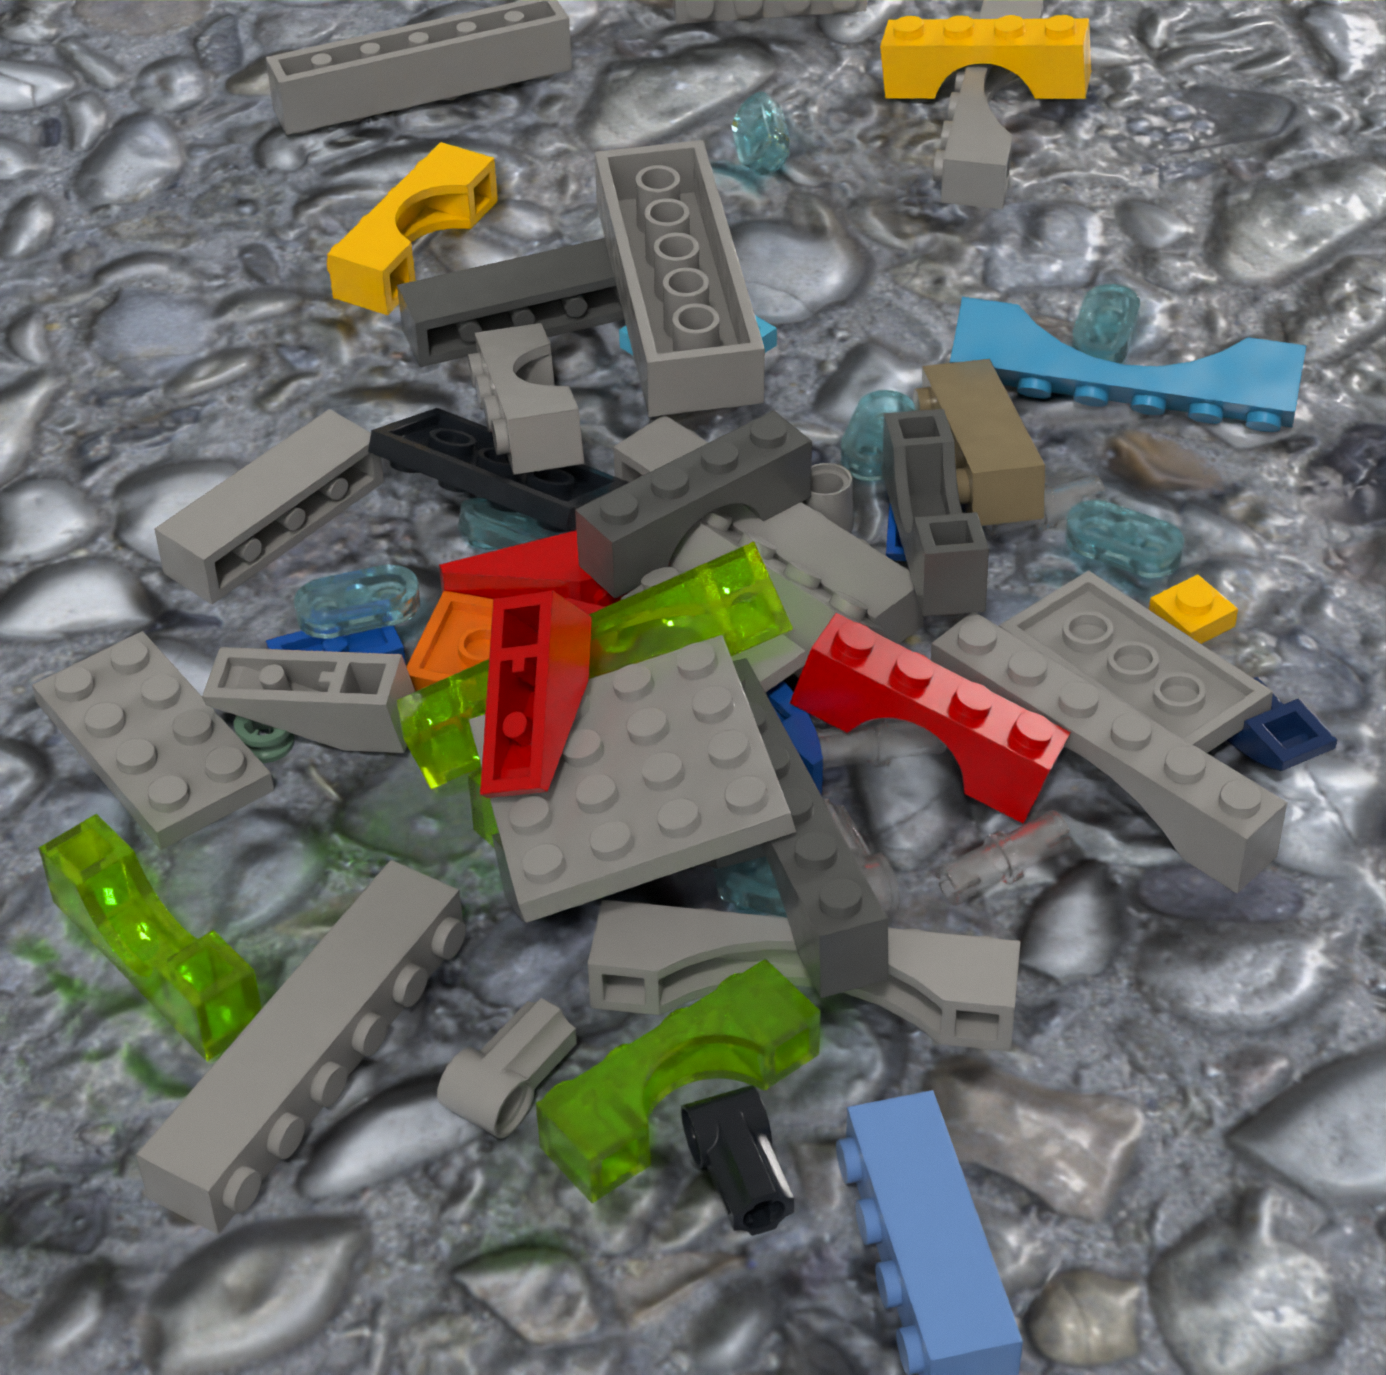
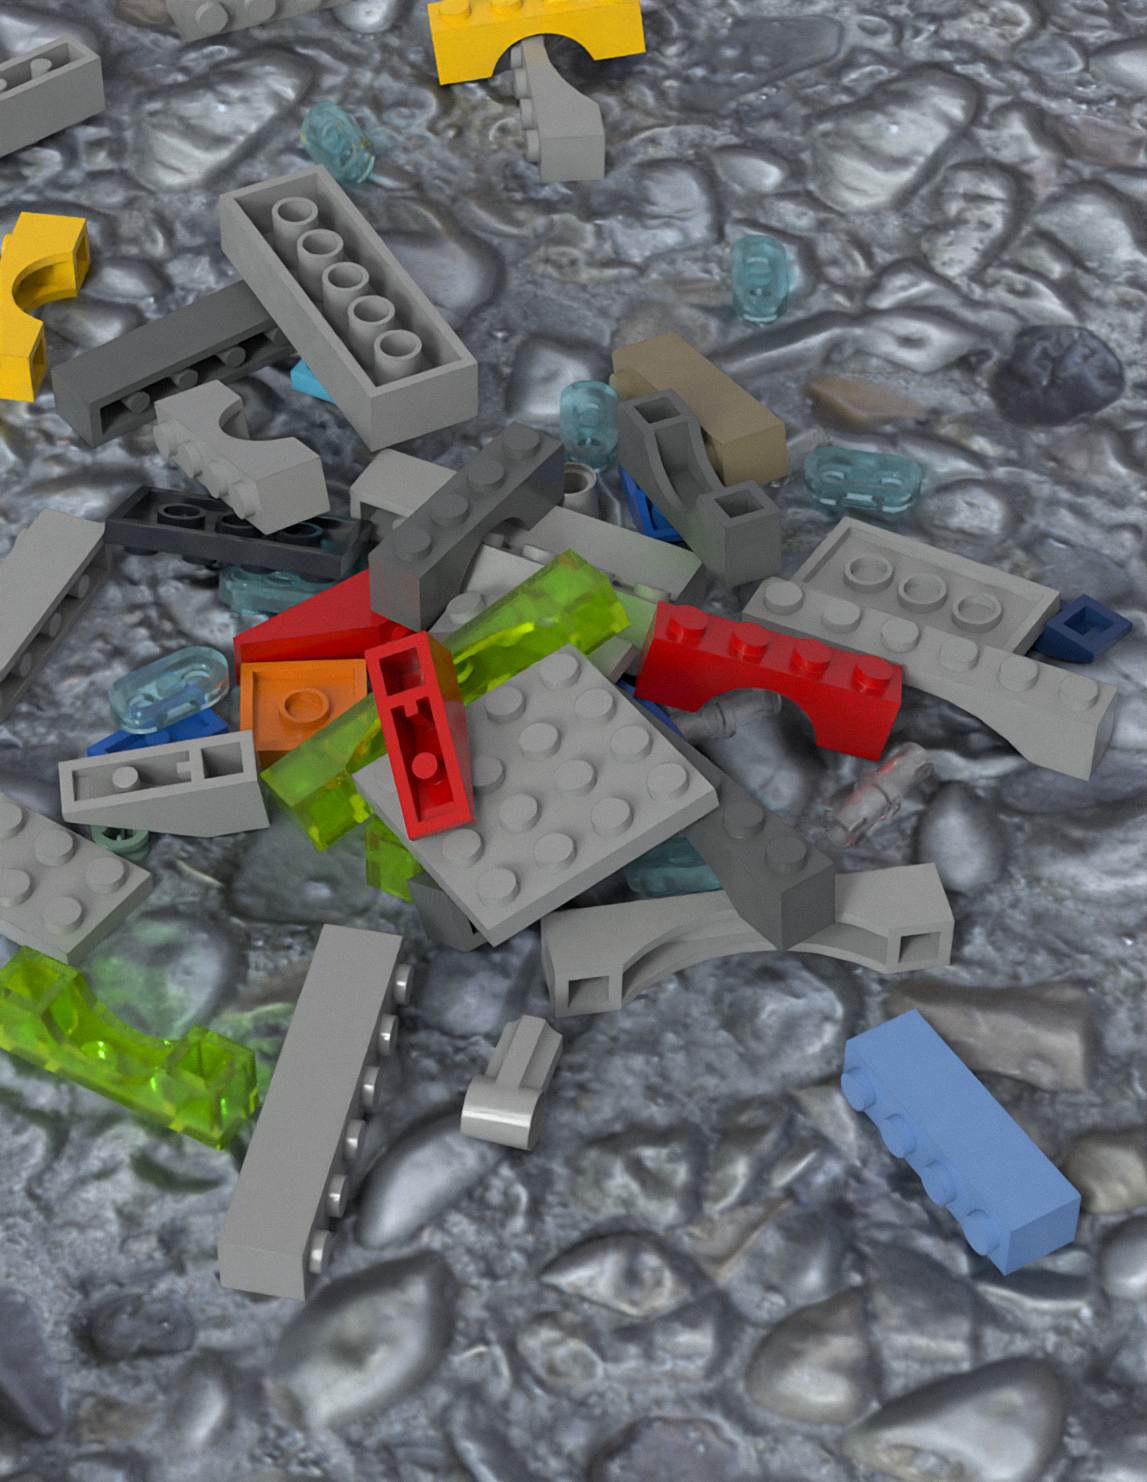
camera: 20 degrees left, 0 degrees up
(734, 1142) = (749, 1098): black piece -> none
(744, 1031) = (716, 1001): clear neon green arch -> none
(1195, 609) = (952, 530): yellow plate -> none
(1245, 382) = (921, 307): dark azure arch -> none

